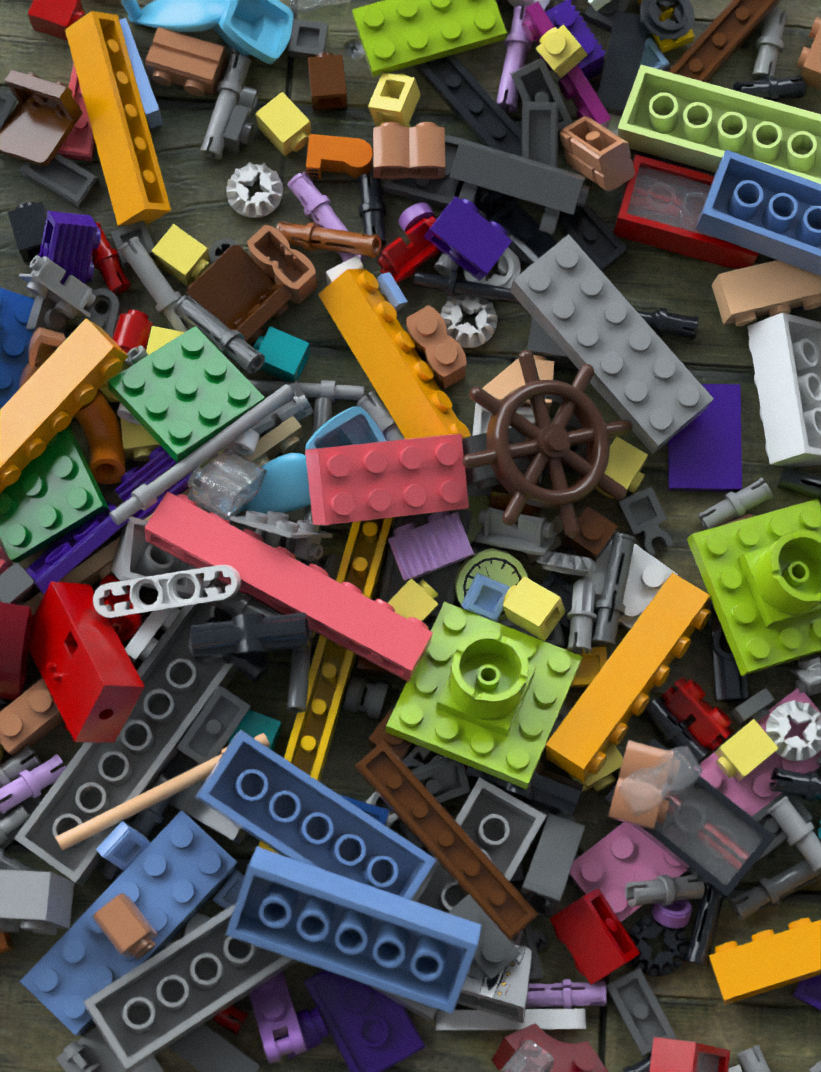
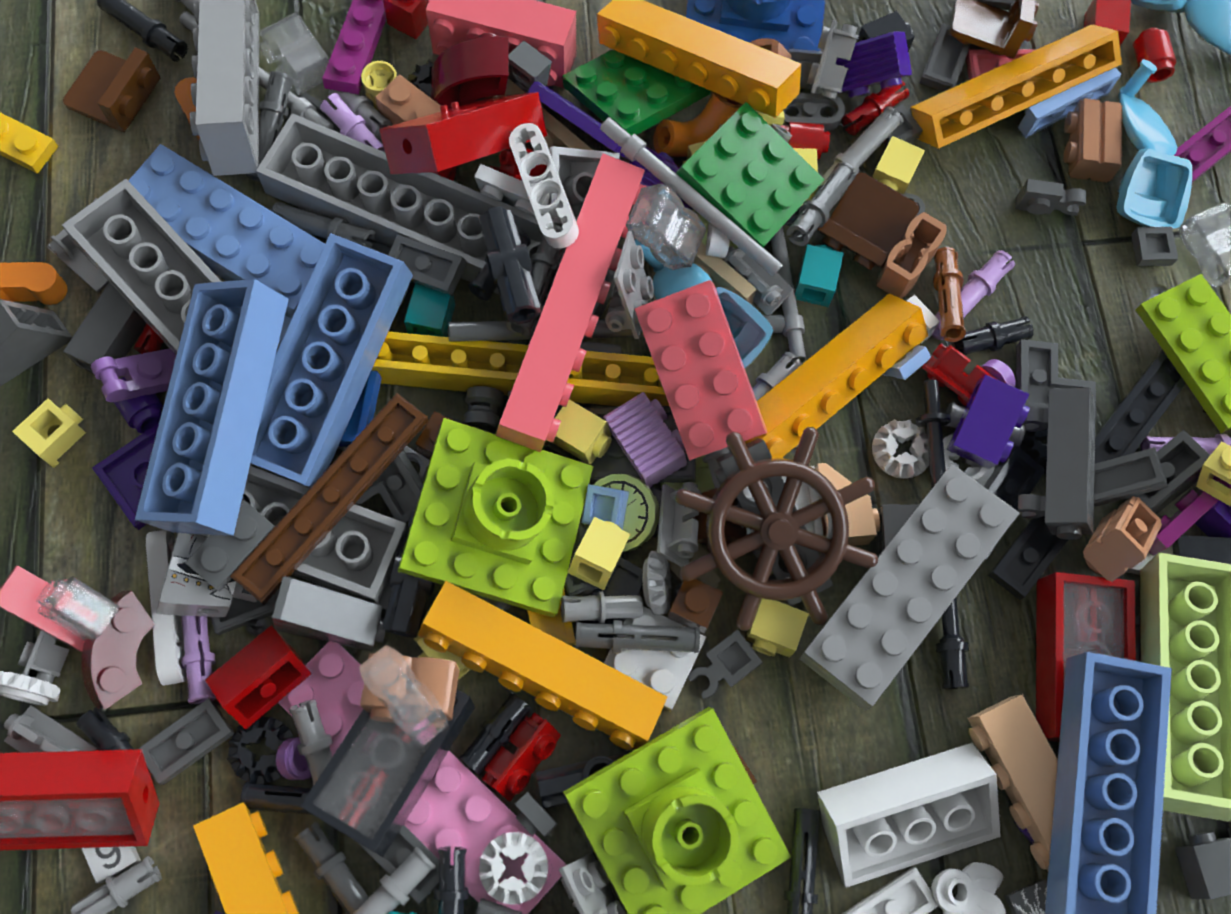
camera: 75 degrees right, 5 degrees down
(123, 845) = (297, 206): light blue tile -> none
(126, 927) = (204, 205): nougat brick -> none
(143, 801) = (340, 213): light nougat bar -> none
(228, 97) = (1094, 186): light grey pin -> none
(261, 203) = (969, 230): white gear -> none
(284, 124) = (1058, 237): light yellow brick -> none
(327, 81) = (1115, 269): reddish brown brick -> none
(338, 155) = (1040, 291): orange leg -> none
(394, 99) = (1115, 335): light yellow brick -> none
(408, 152) = (1065, 350): nougat brick -> none
(436, 347) = (863, 416): nougat brick -> none
(708, 450) = (822, 724): dark purple tile -> none
(735, 504) = (763, 762): light grey pin -> none
(745, 751) = (477, 809): light yellow brick -> none

